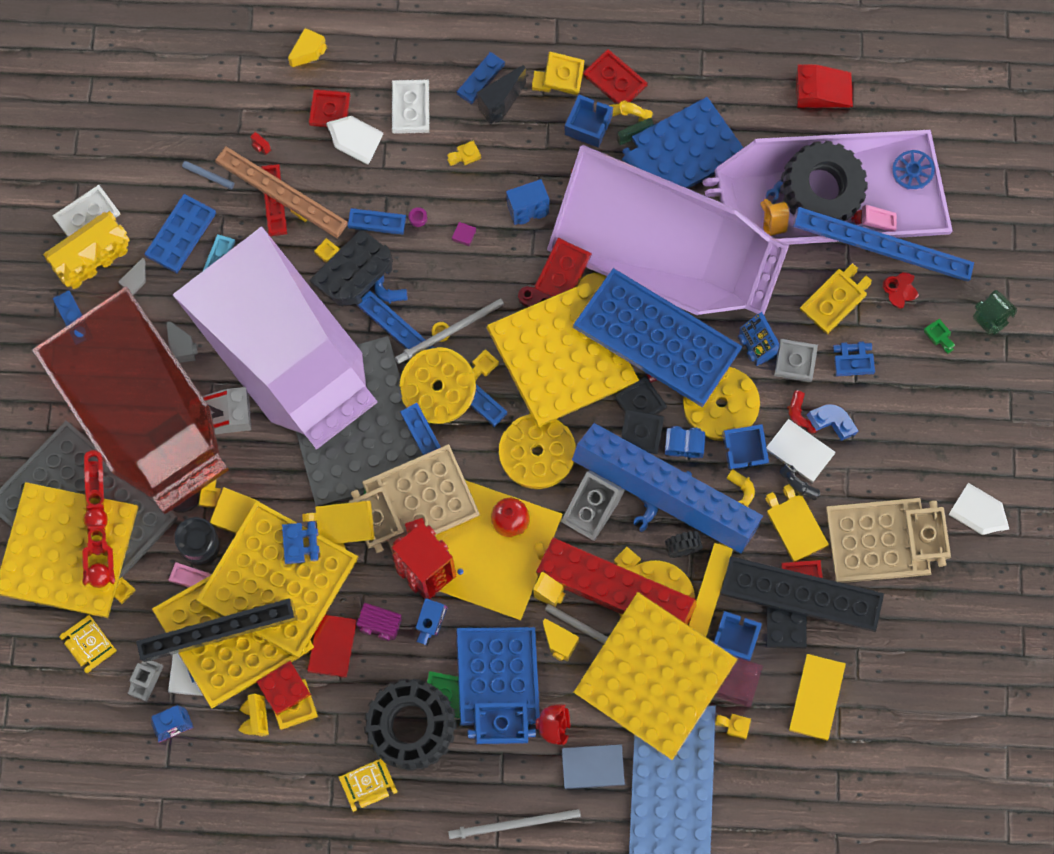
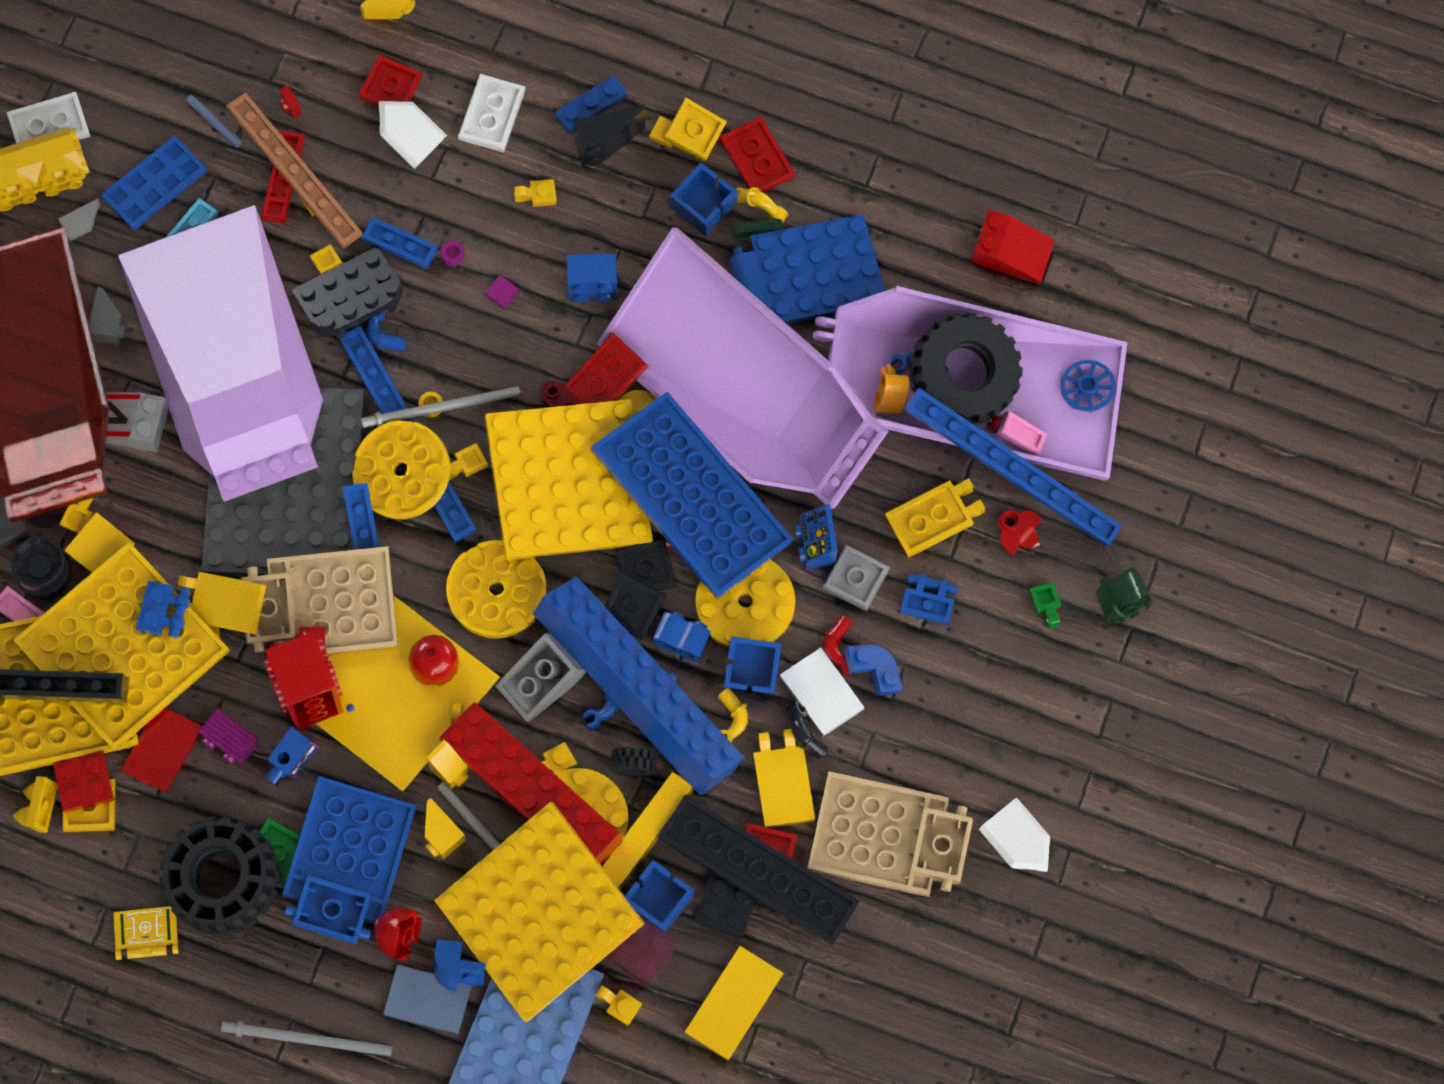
camera: 10 degrees right, 0 degrees up
(603, 738) = (450, 968): none -> blue brick

